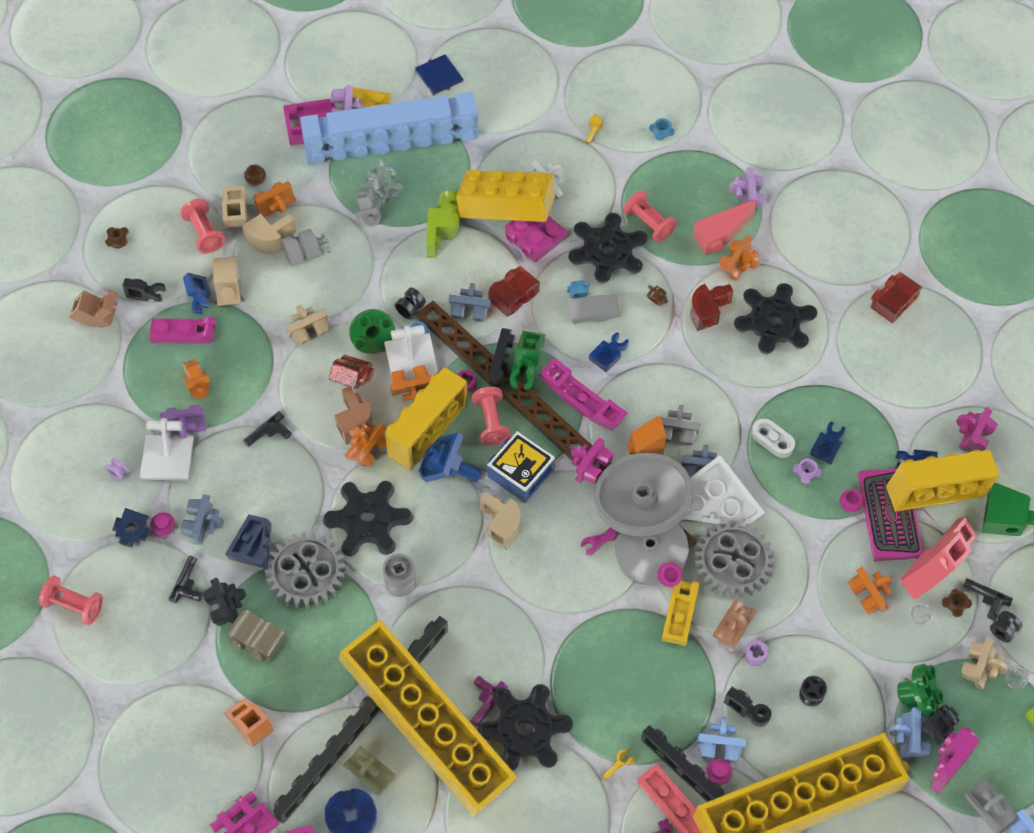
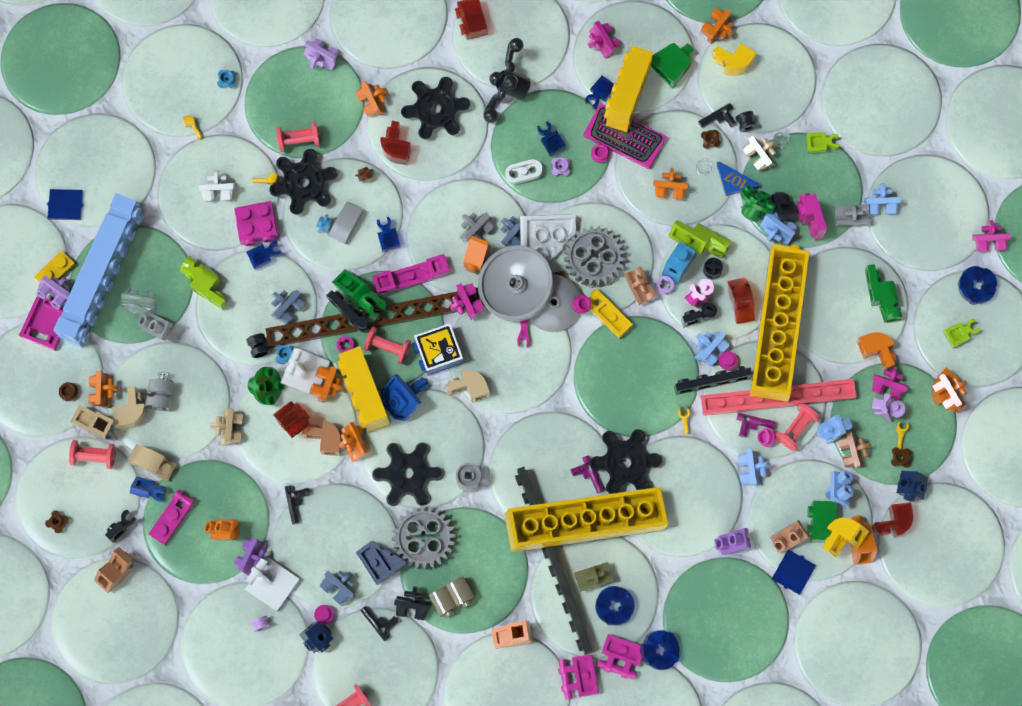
camera: 55 degrees left, 15 degrees up
(506, 195) = (217, 225): yellow brick -> none
(506, 254) = (260, 256): none -> clear blue plate
(513, 291) = (295, 268): clear red brick -> none
(591, 220) = (272, 178): none -> yellow hand
(719, 229) = (340, 98): coral slope -> none
(771, 690) = (700, 292): none -> hips
(792, 648) = (679, 261): none -> dark azure torso
(797, 742) = (742, 300): none -> clear red brick
(834, 656) = (700, 239): none -> lime plate
(855, 363) = (507, 82): none -> black wheel
(930, 652) = (732, 180): none -> blue tile
(941, 560) = (680, 128): coral slope -> none

